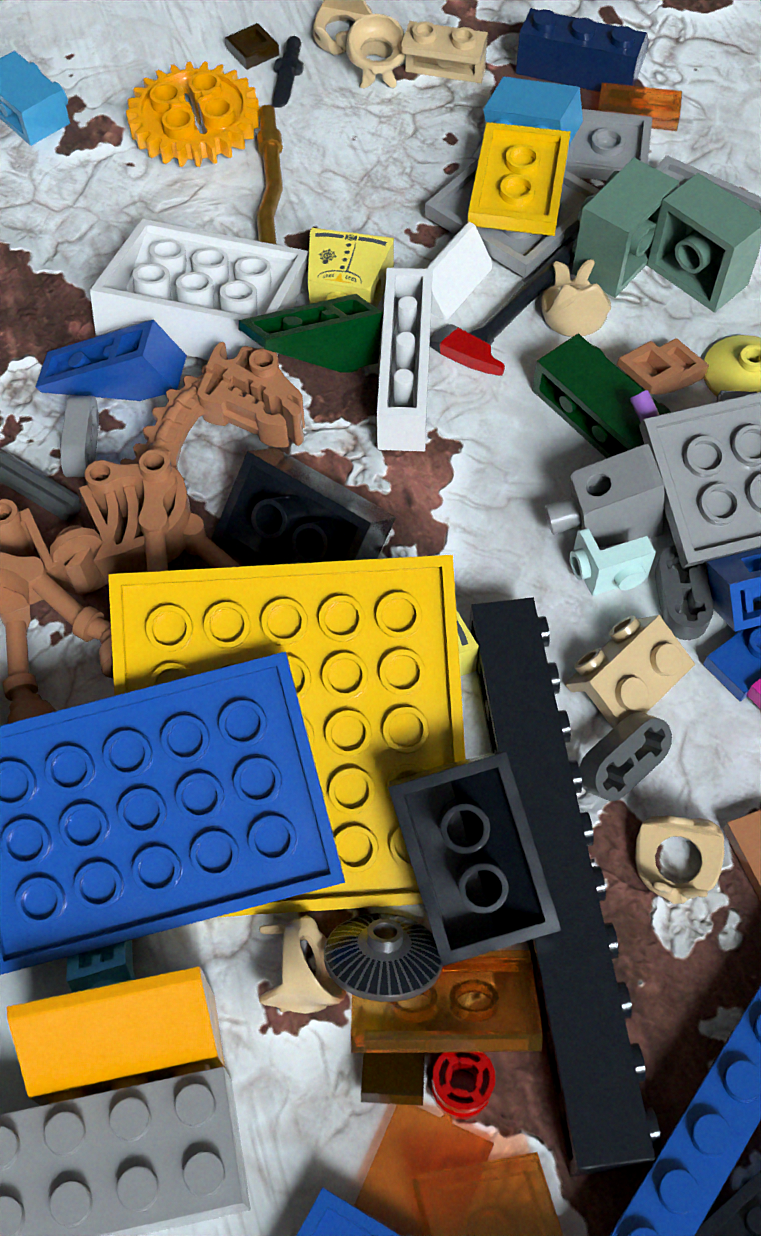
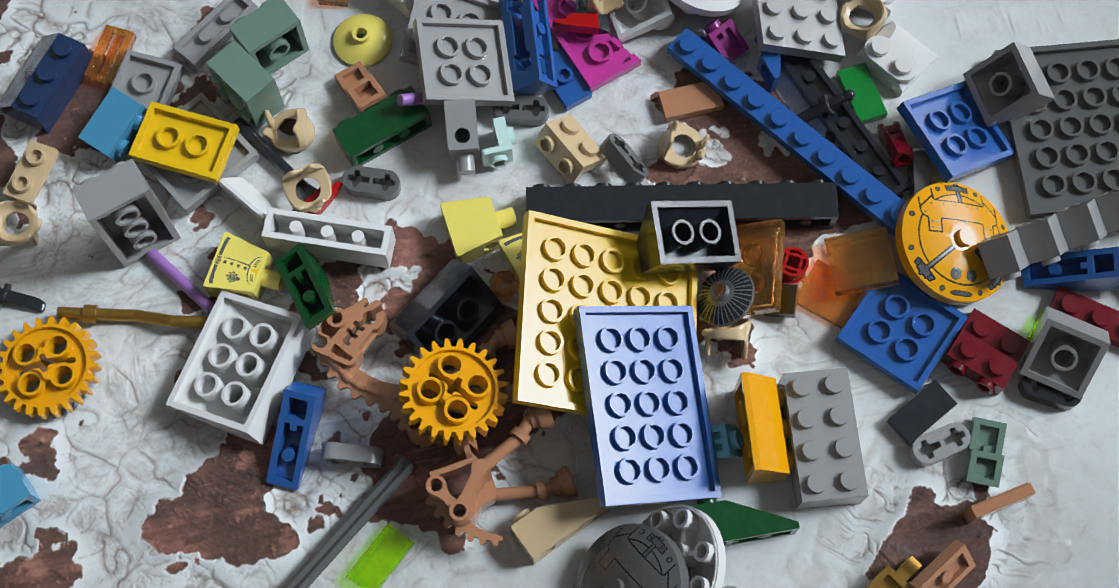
camera: 85 degrees left, 10 degrees up
(98, 481) = (433, 412): none -> light orange gear
(338, 212) = (180, 280): none -> medium lavender bar
(387, 109) = (126, 212): none -> light grey brick
(461, 527) = (475, 226): none -> light yellow torso
(498, 340) = (313, 171): none -> tan piece
(521, 409) = (371, 183): none -> dark grey beam

